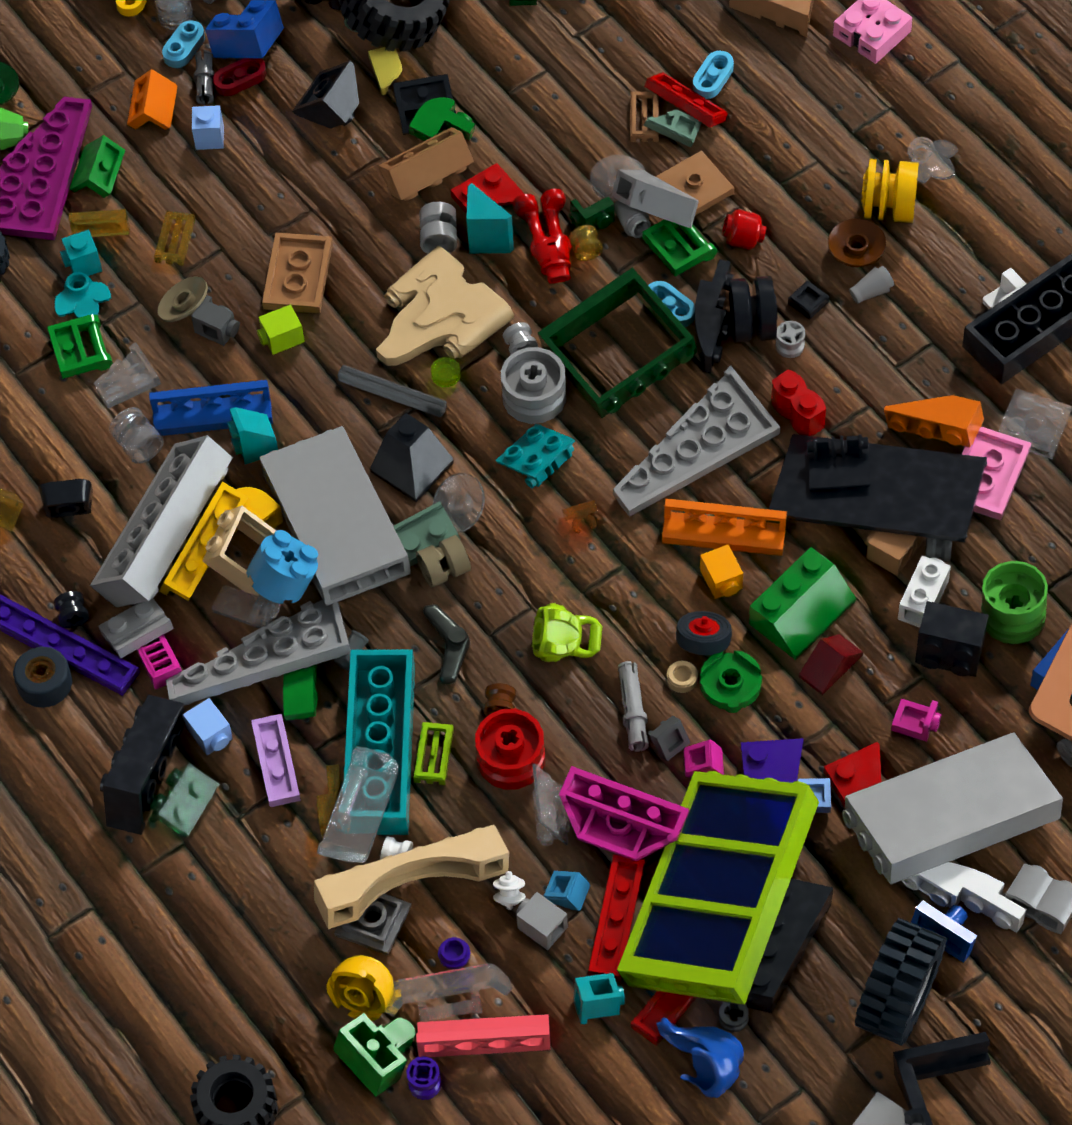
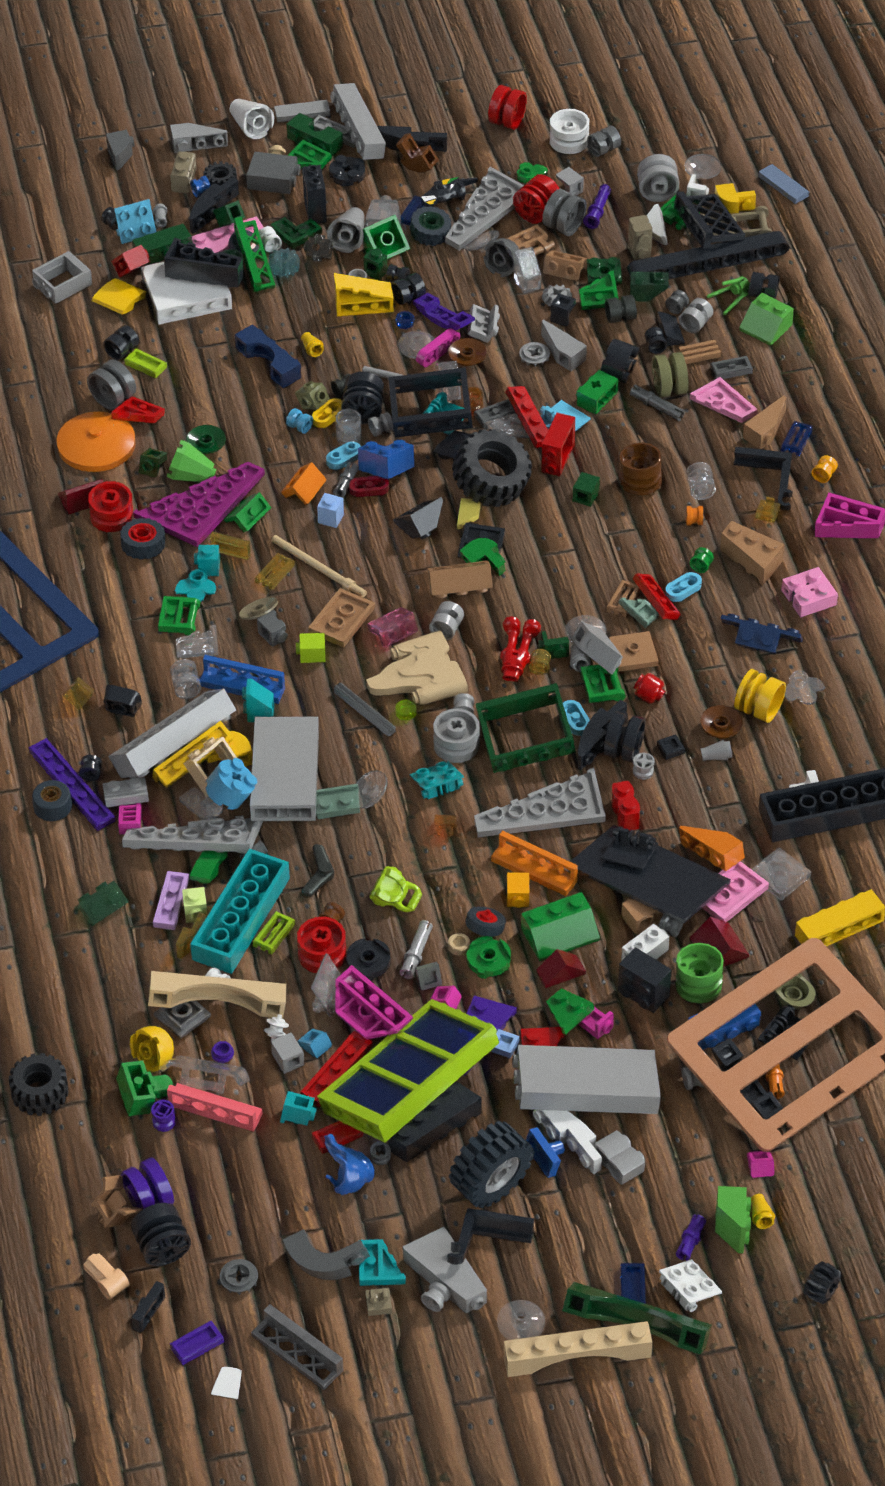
camera: 20 degrees right, 10 degrees down
(102, 15) = (300, 421): none -> dark azure wheel
(141, 763) = (85, 871): black wedge -> none
(208, 727) = (139, 865): light blue brick -> none
(280, 222) = (347, 583): none -> tan bar
(311, 755) = (194, 902): none -> yellowish green brick
(359, 806) = (204, 939): clear piece -> none
(371, 260) = (393, 626): none -> clear pink bracket
(411, 458) = (354, 752): black slope -> none
(452, 555) = (348, 820): dark tan wheel -> none
(487, 224) = (477, 627): teal slope -> none
(493, 183) = (491, 609): red wing -> none
(570, 728) = (377, 949): none -> black plate
(717, 30) = (701, 560): none -> green wheel
(841, 108) = (759, 636): none -> dark blue bracket
(872, 715) = (568, 1009): none -> green wing
(1007, 541) = (721, 936): none -> dark red slope

